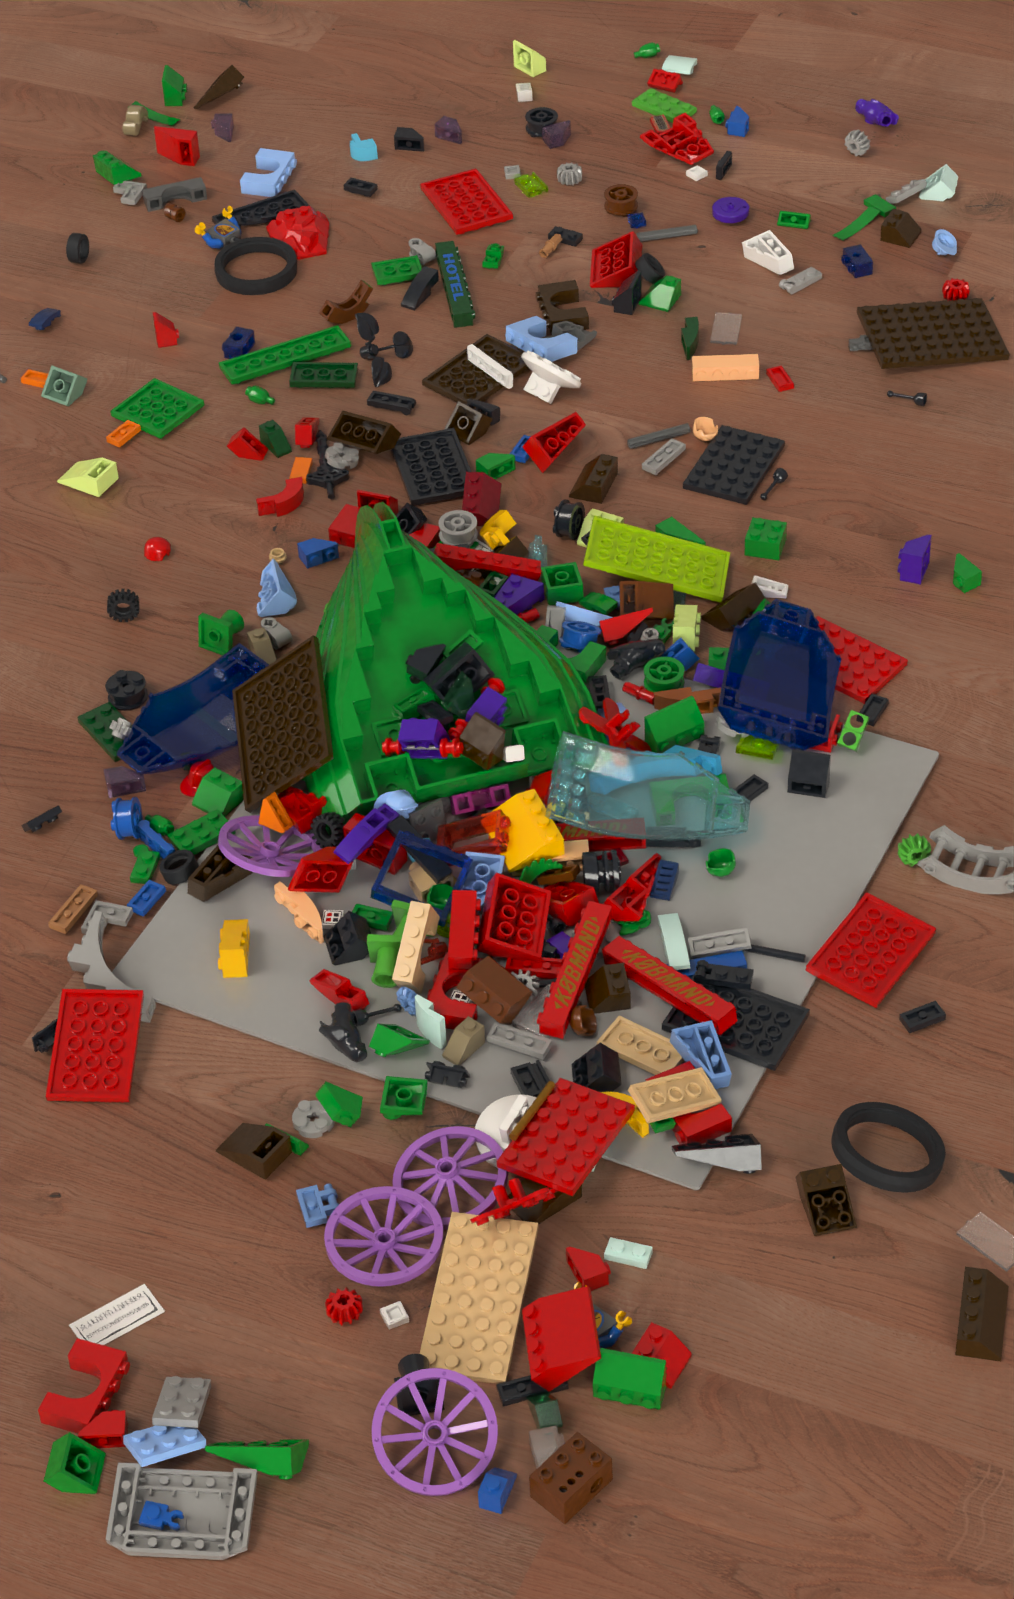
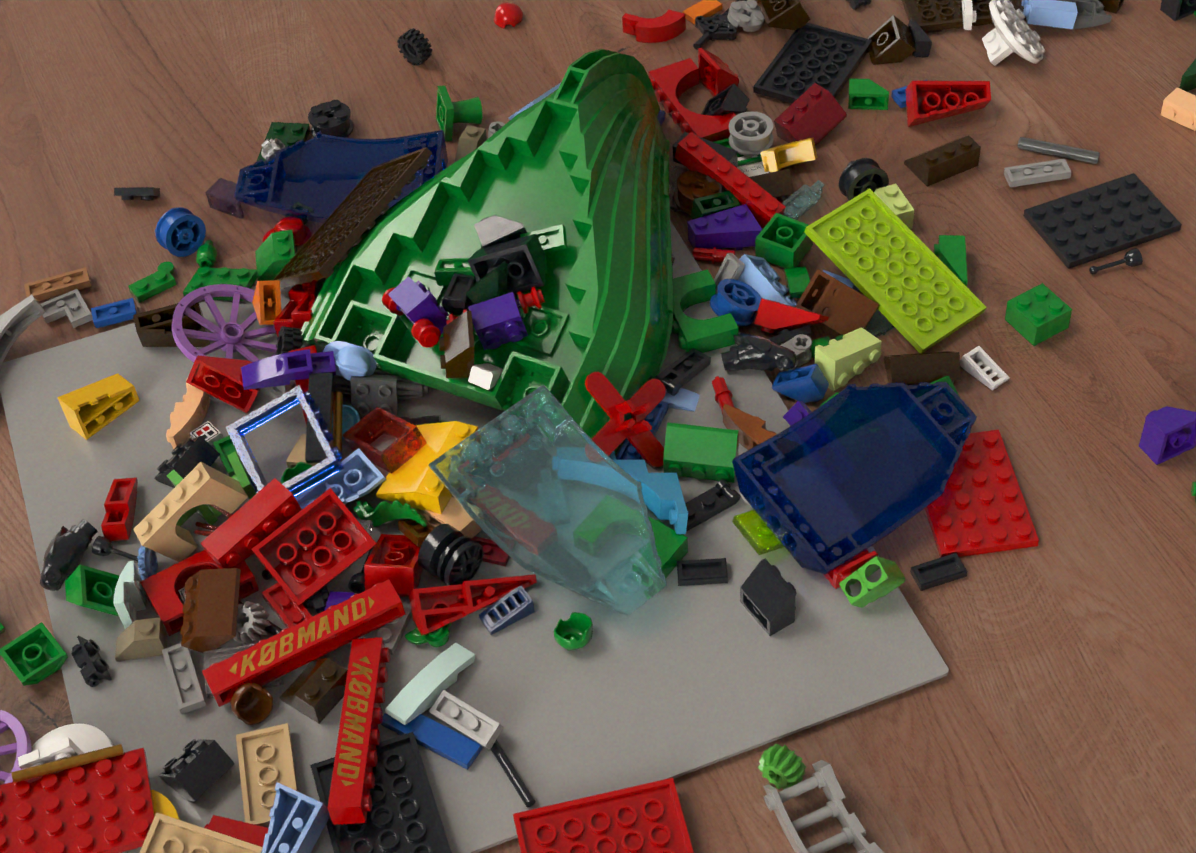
camera: 45 degrees right, 5 degrees up
(154, 840) = (181, 268): blue plate -> none
(170, 864) = (163, 297): black tyre -> none
(479, 799) = (444, 403): magenta arch -> none
(530, 1078) = (141, 727): black plate -> none
(663, 674) = (760, 393): green wheel -> none
(704, 429) = (1108, 166): light nougat hair -> none
(723, 975) = (422, 760): black plate -> none

